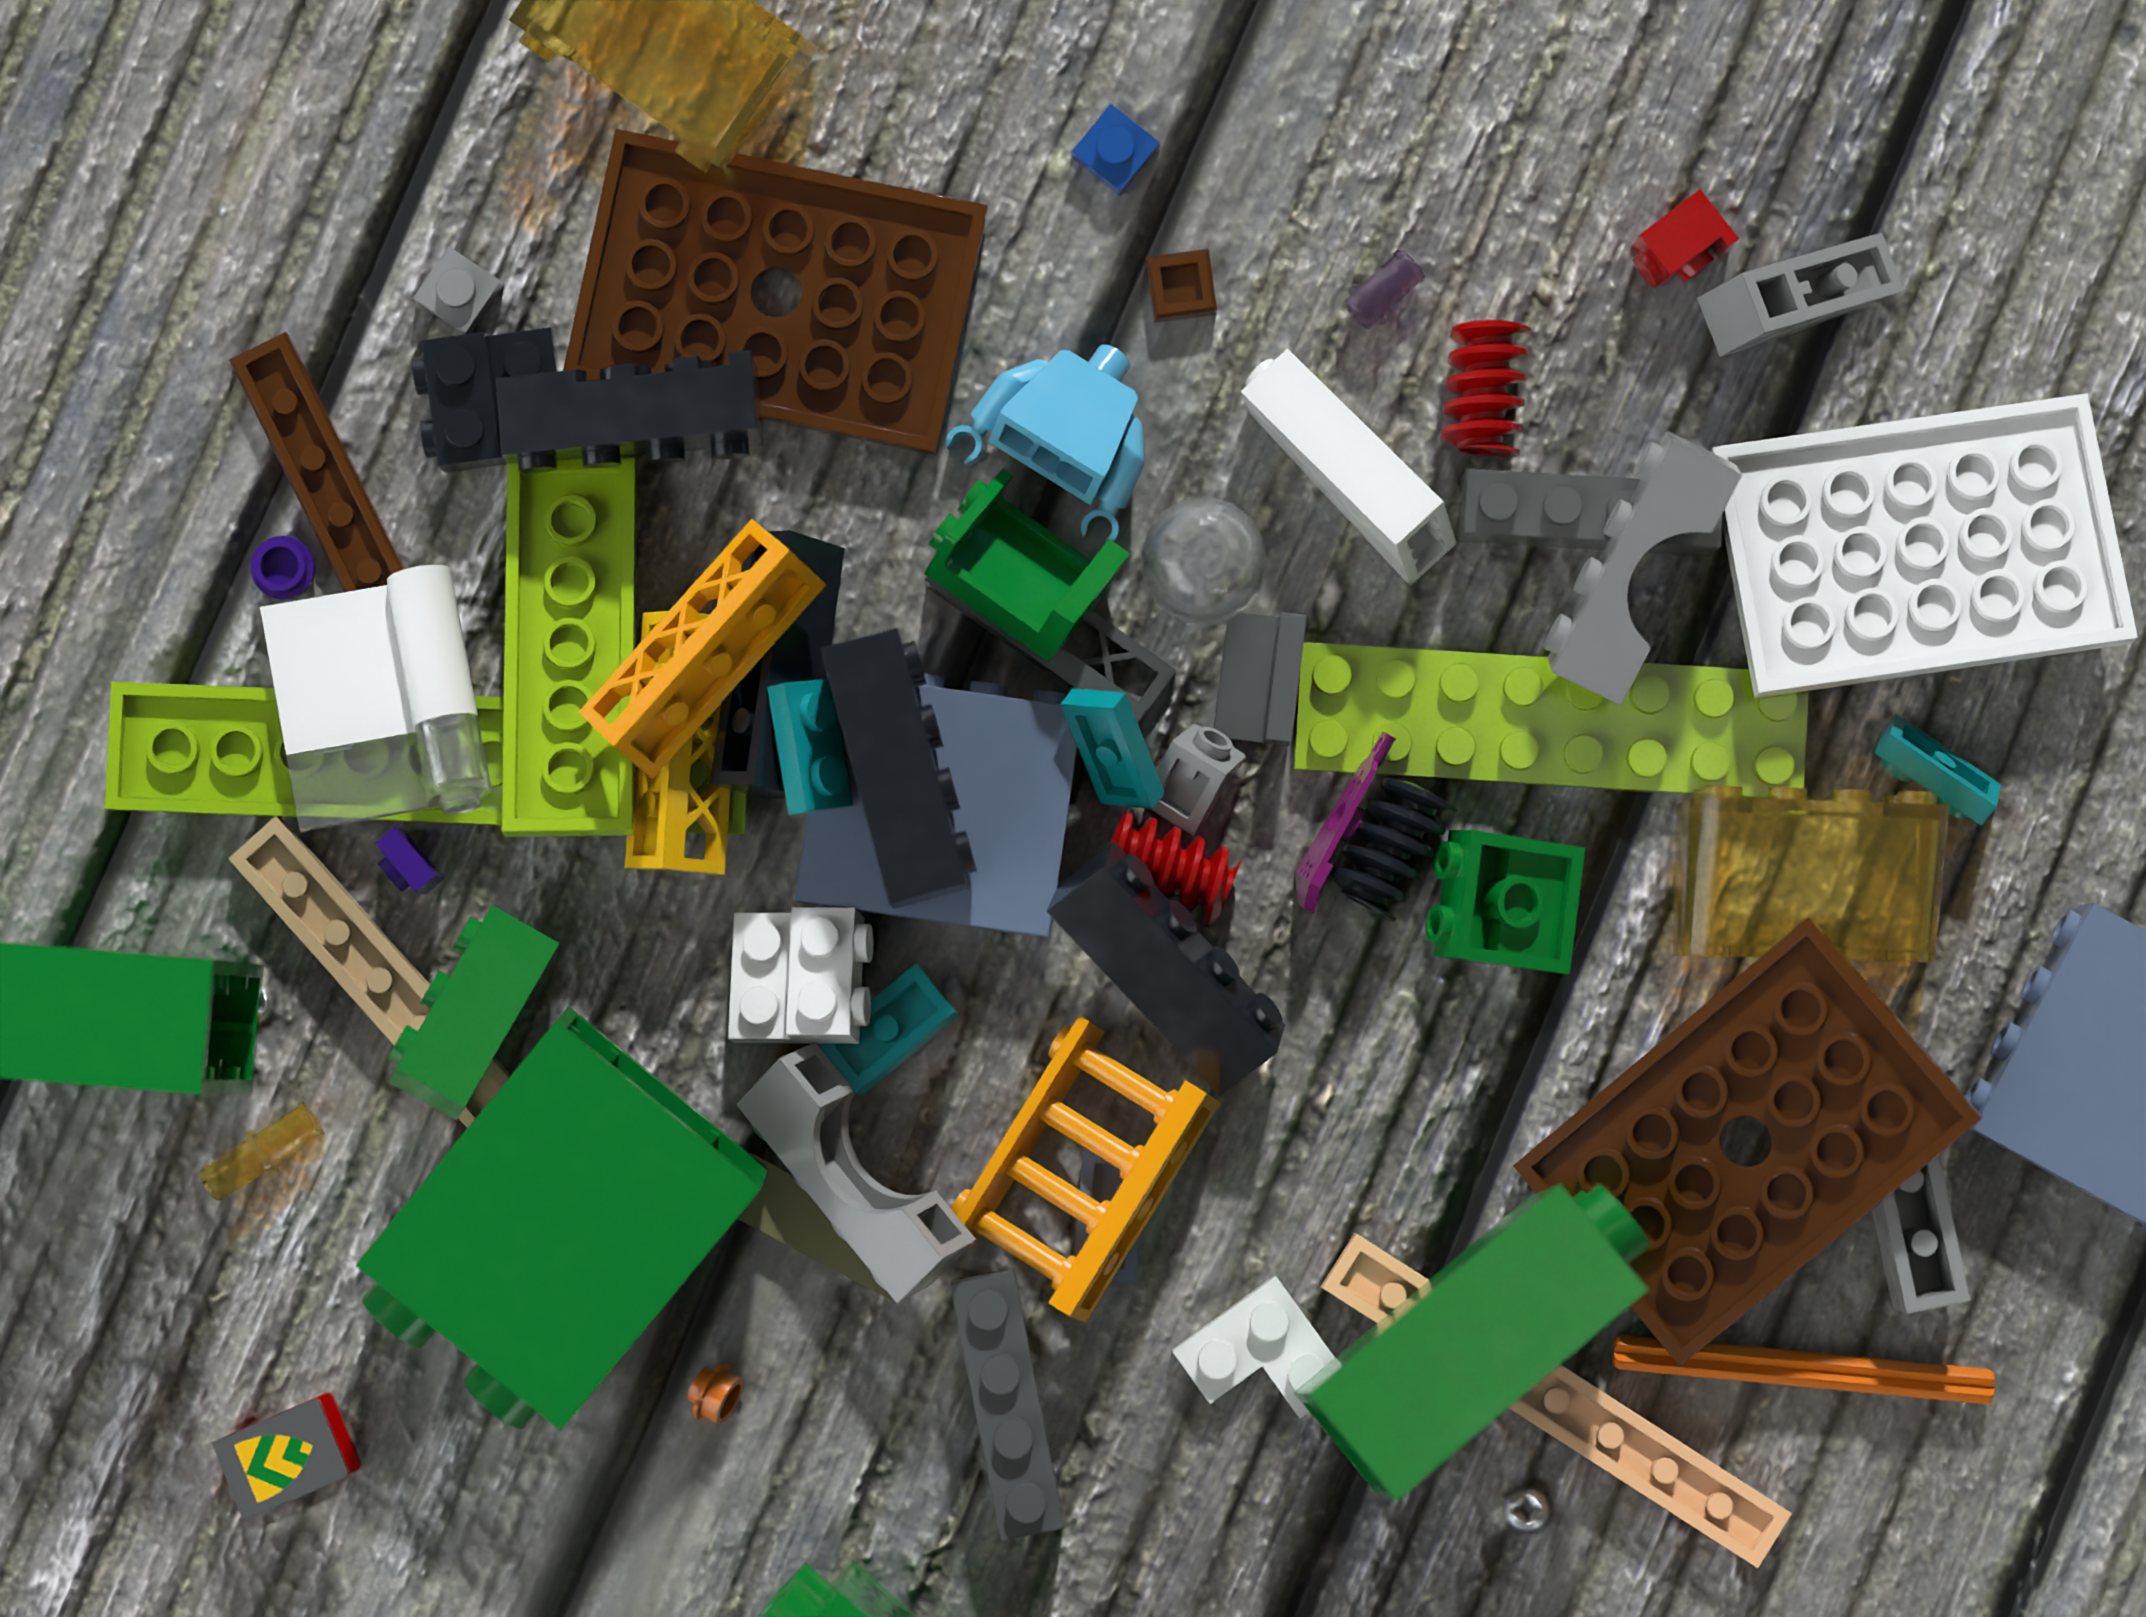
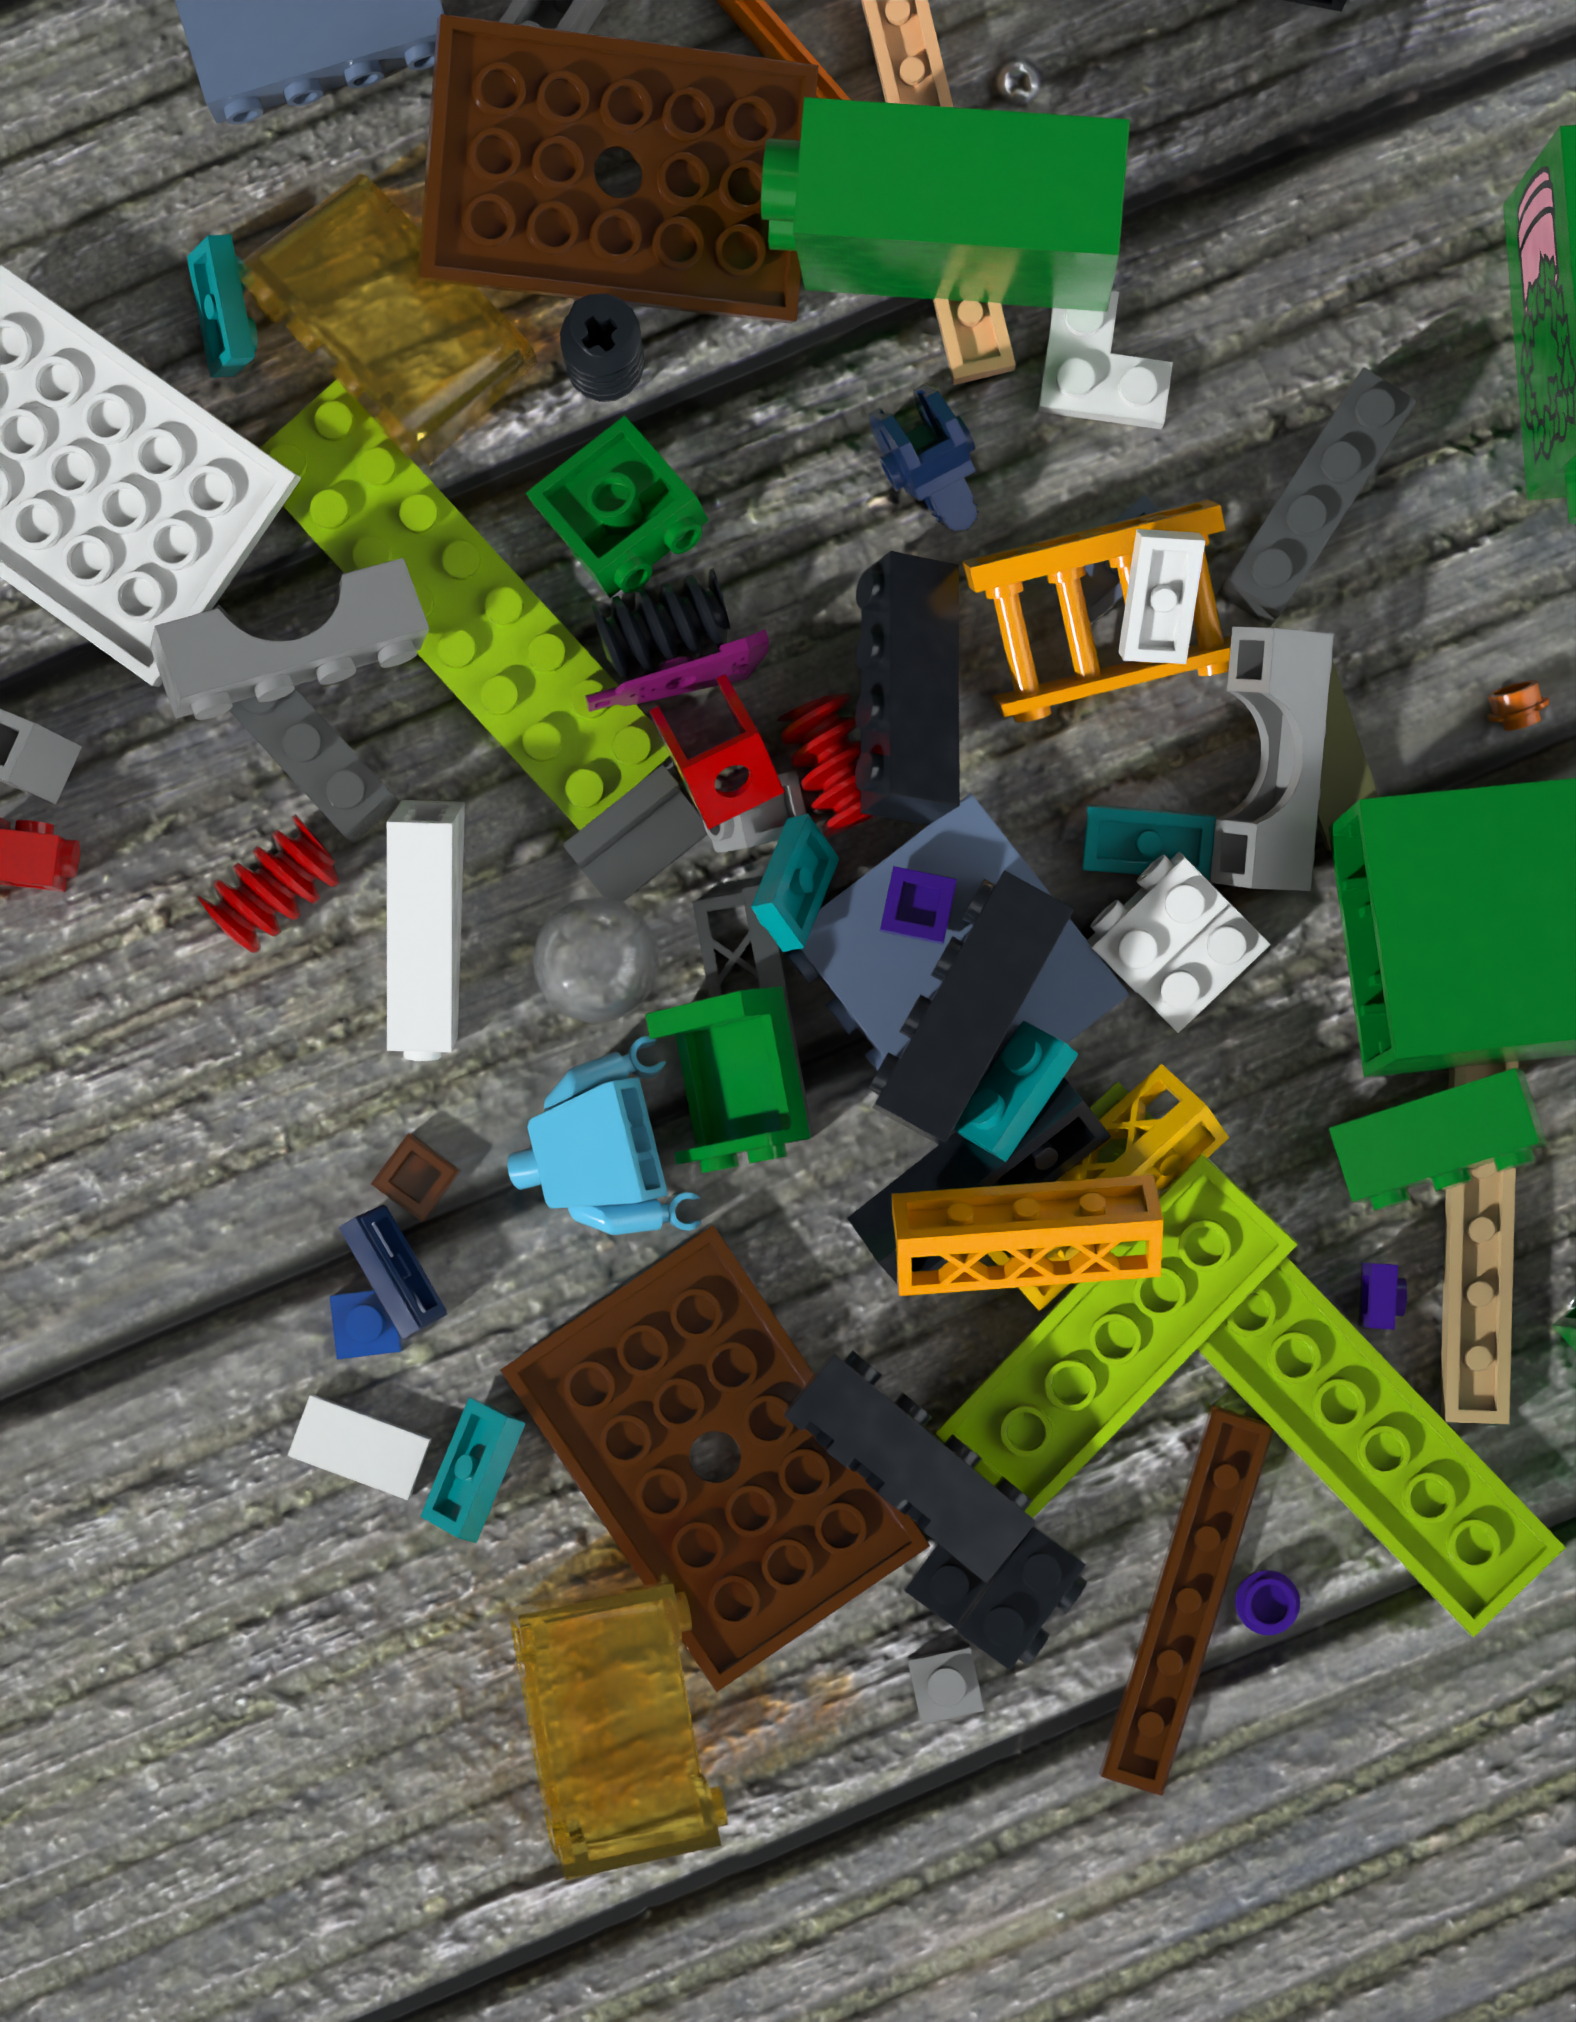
camera: 135 degrees left, 0 degrees up
(377, 701) = (1295, 1432): white door -> none
(938, 118) = (472, 1470): none -> teal plate
(1008, 813) = (918, 905): none -> dark purple plate
(1035, 59) = (359, 1447): none -> white tile
(1048, 1208) = (1161, 596): none -> white plate
(1131, 202) = (393, 1270): none -> dark blue tile
(1236, 804) = (702, 770): none -> red piece
(1313, 1153) = (930, 458): none -> dark blue hinge
(1383, 290) = (274, 1030): clear purple pin -> none
(1643, 981) = (602, 347): none -> black piece

